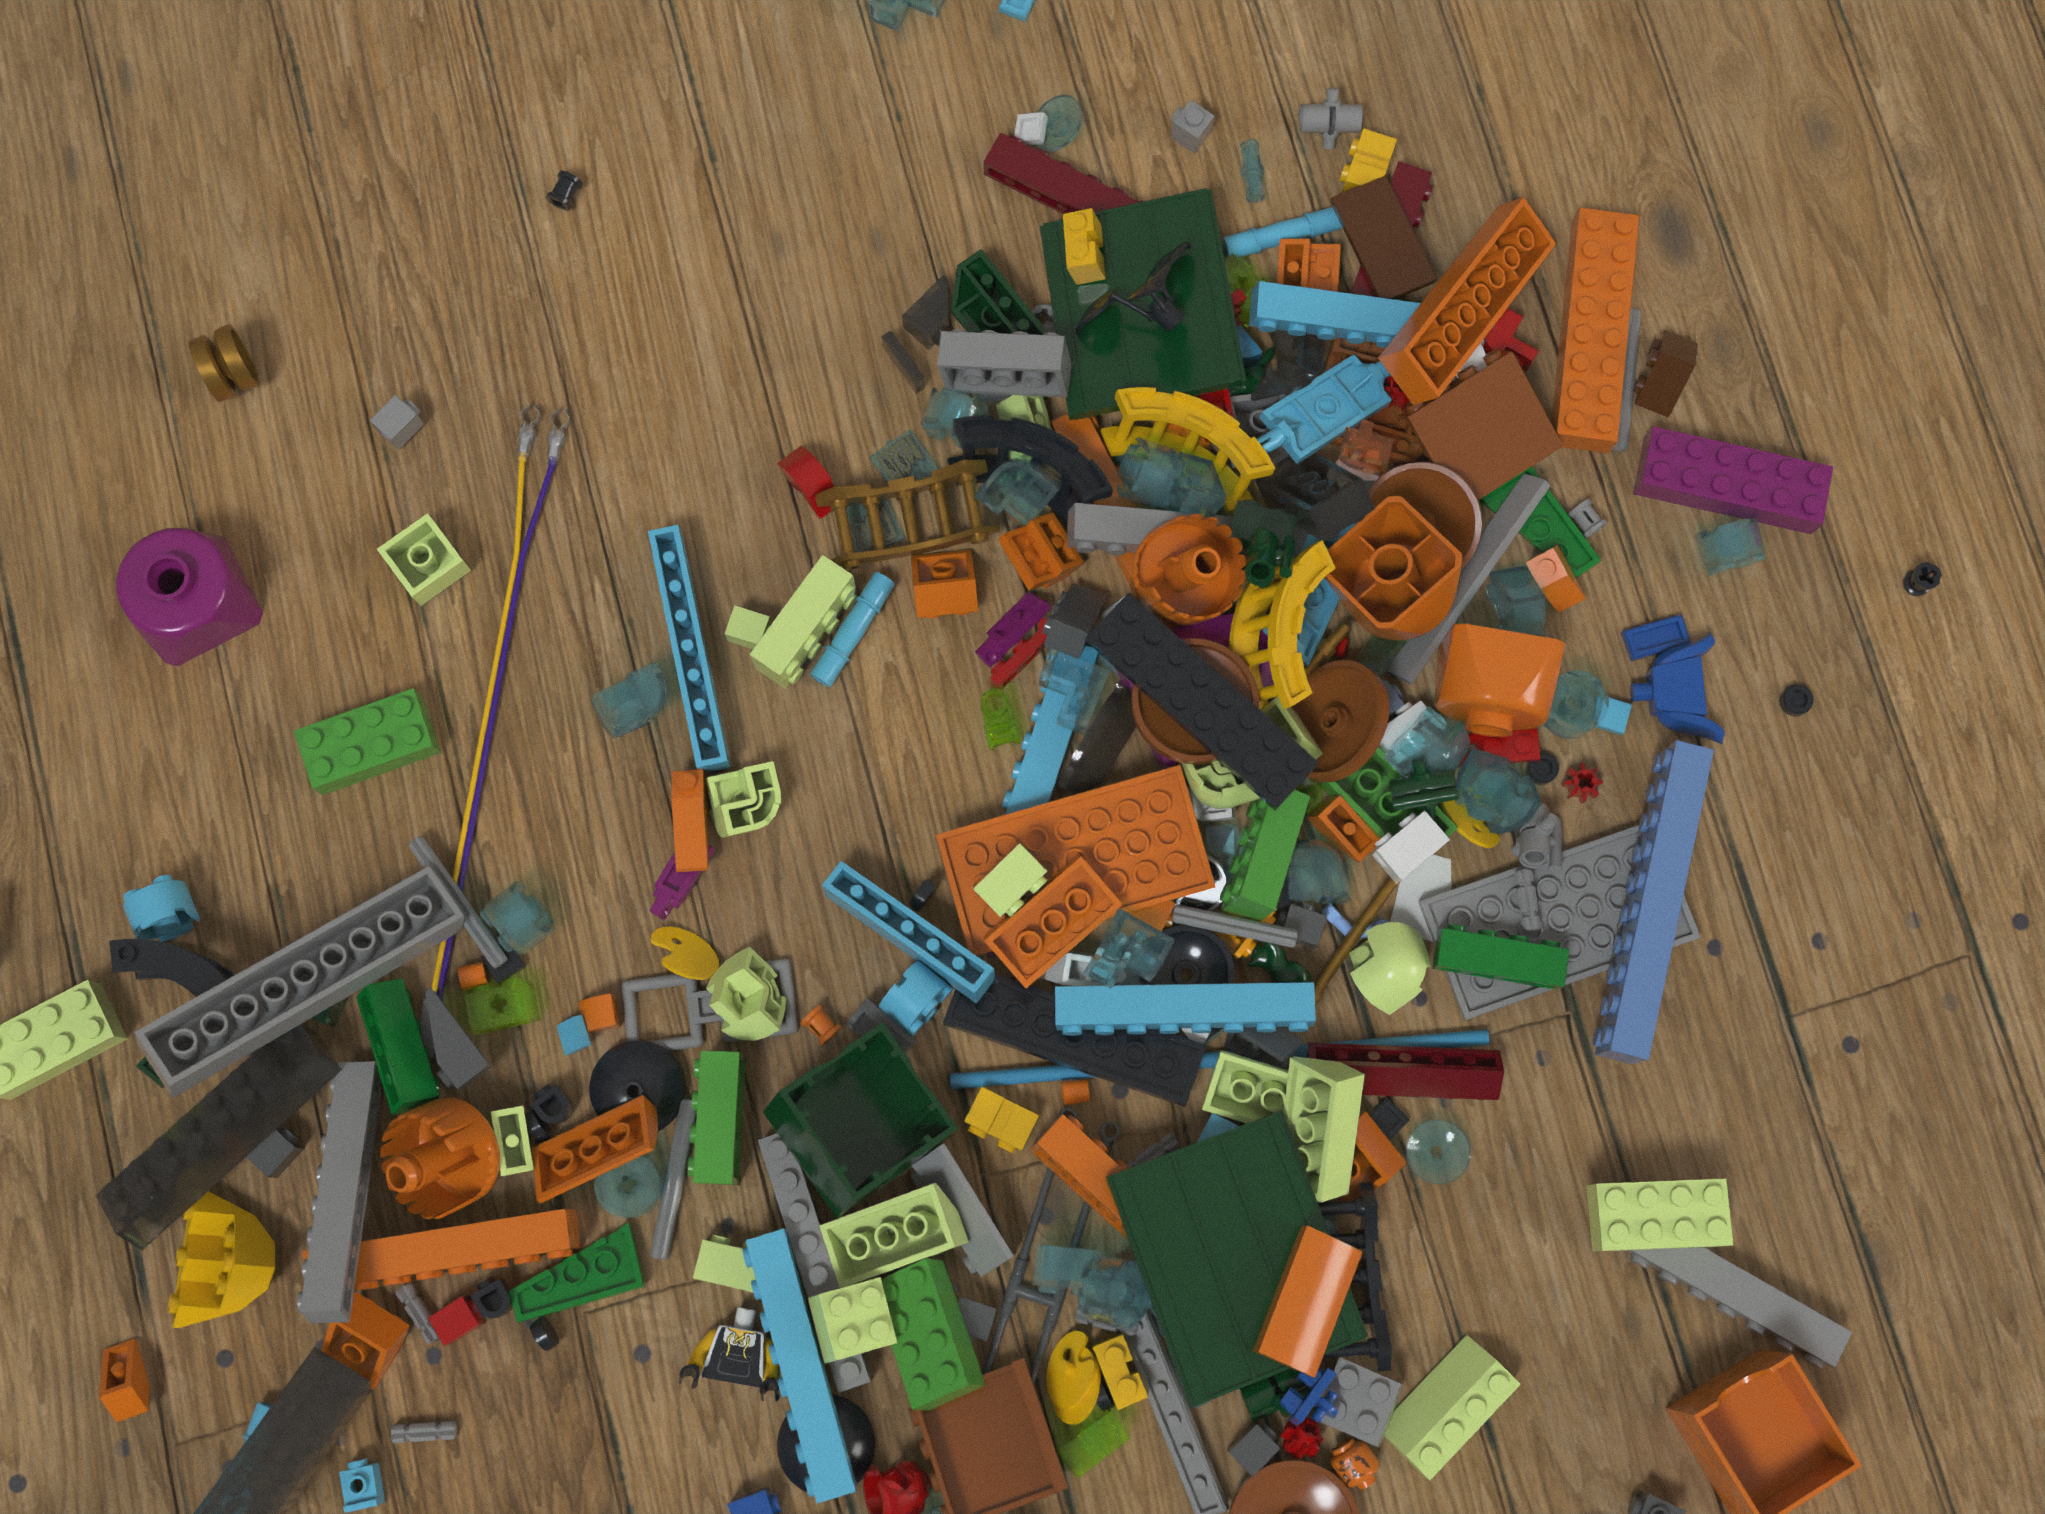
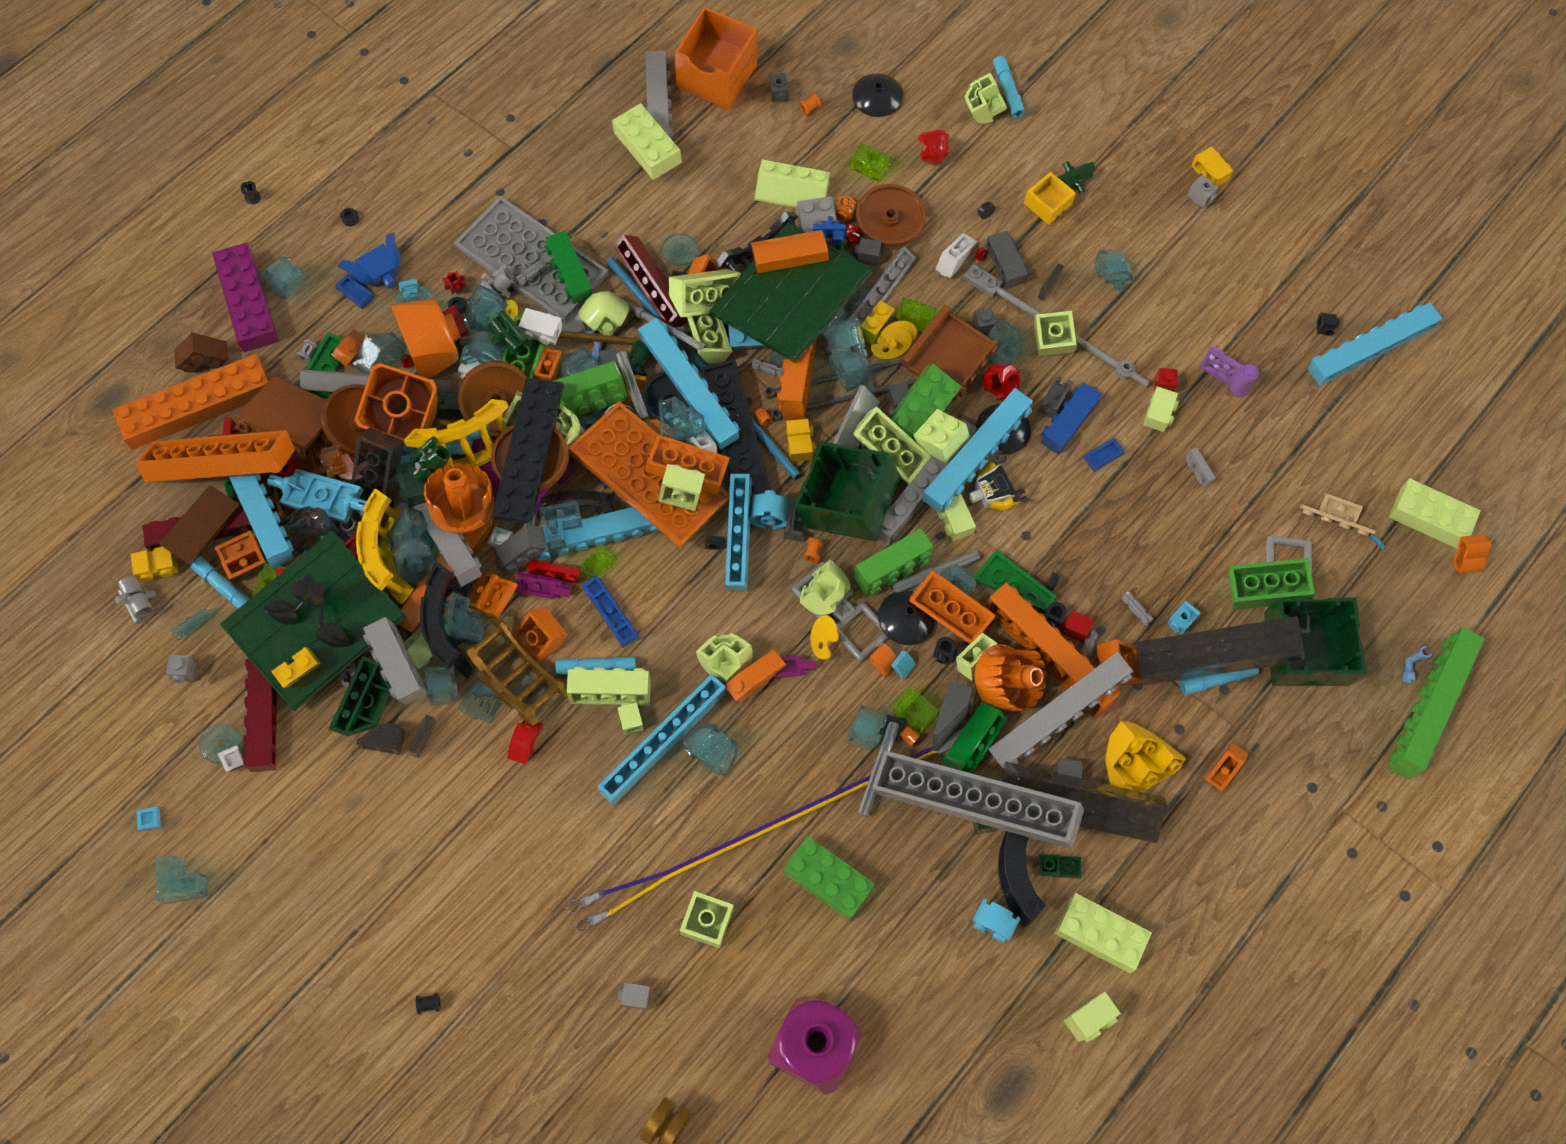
camera: 125 degrees left, 10 degrees down
(918, 694) = (610, 611): none -> blue plate
(1357, 1023) = (642, 314): none -> light grey bar
(1653, 903) = (496, 214): medium blue brick -> none

